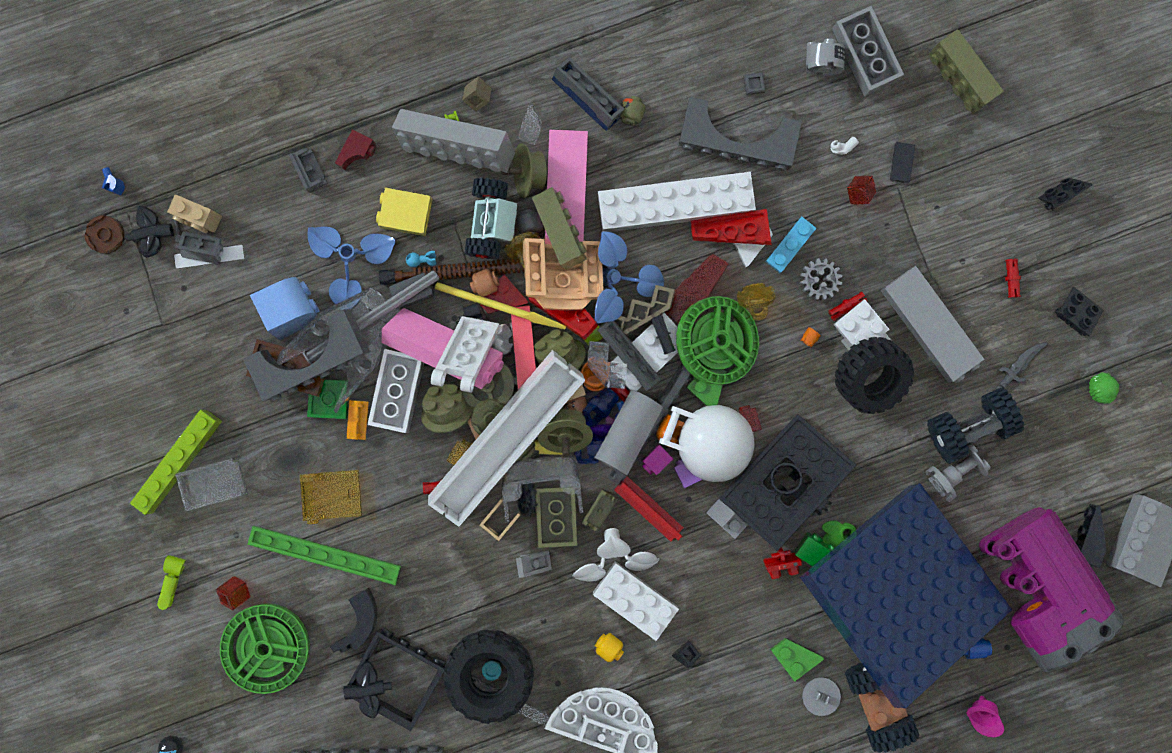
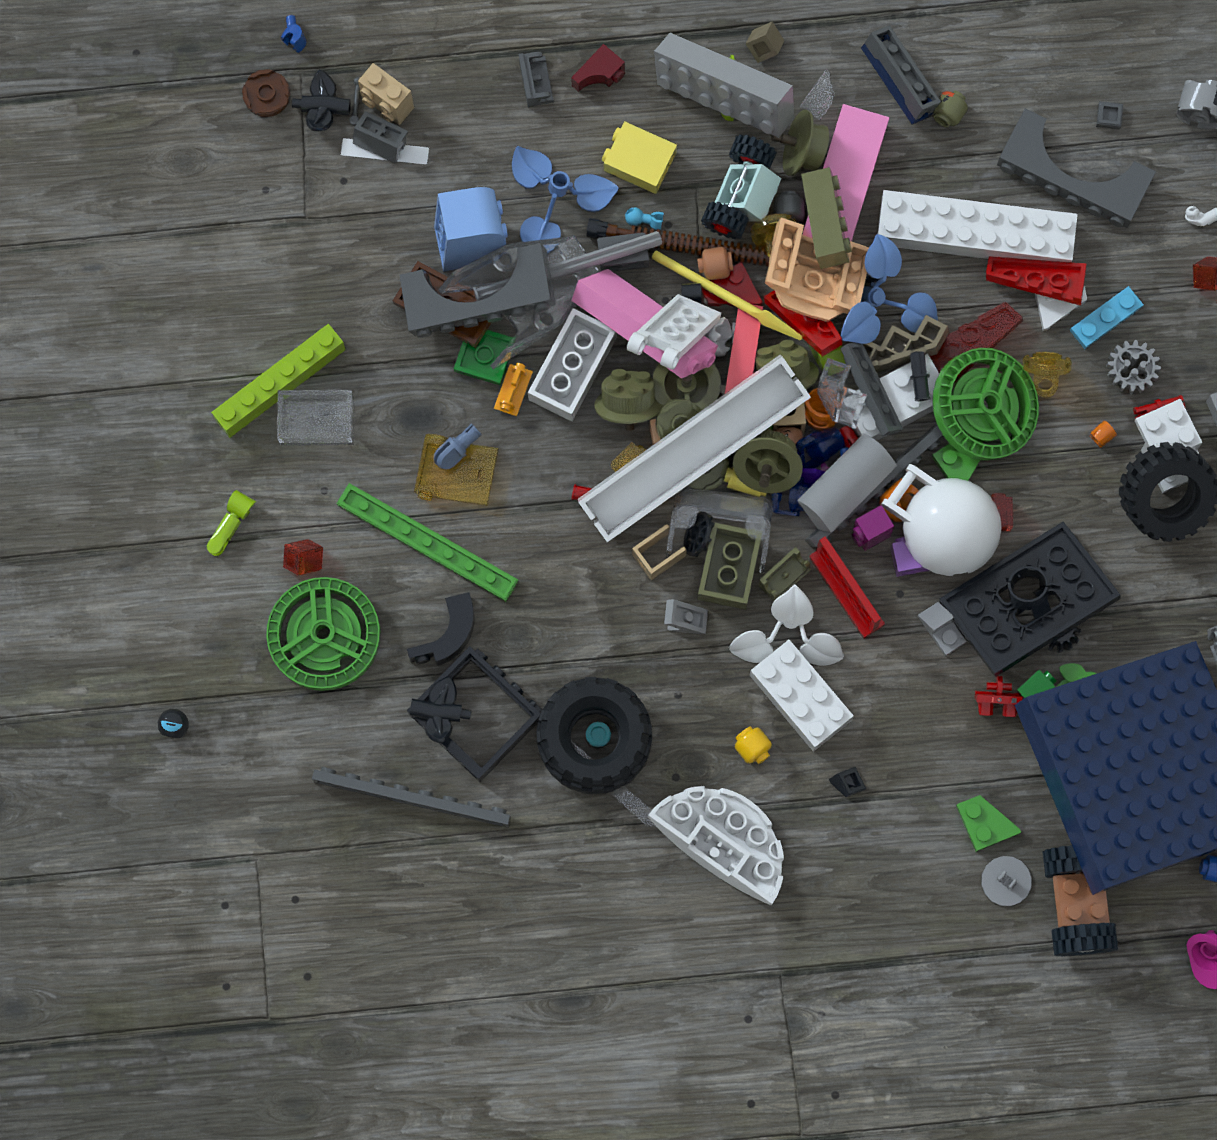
camera: 20 degrees right, 10 degrees down
(325, 479) = (455, 448): none -> sand blue arm

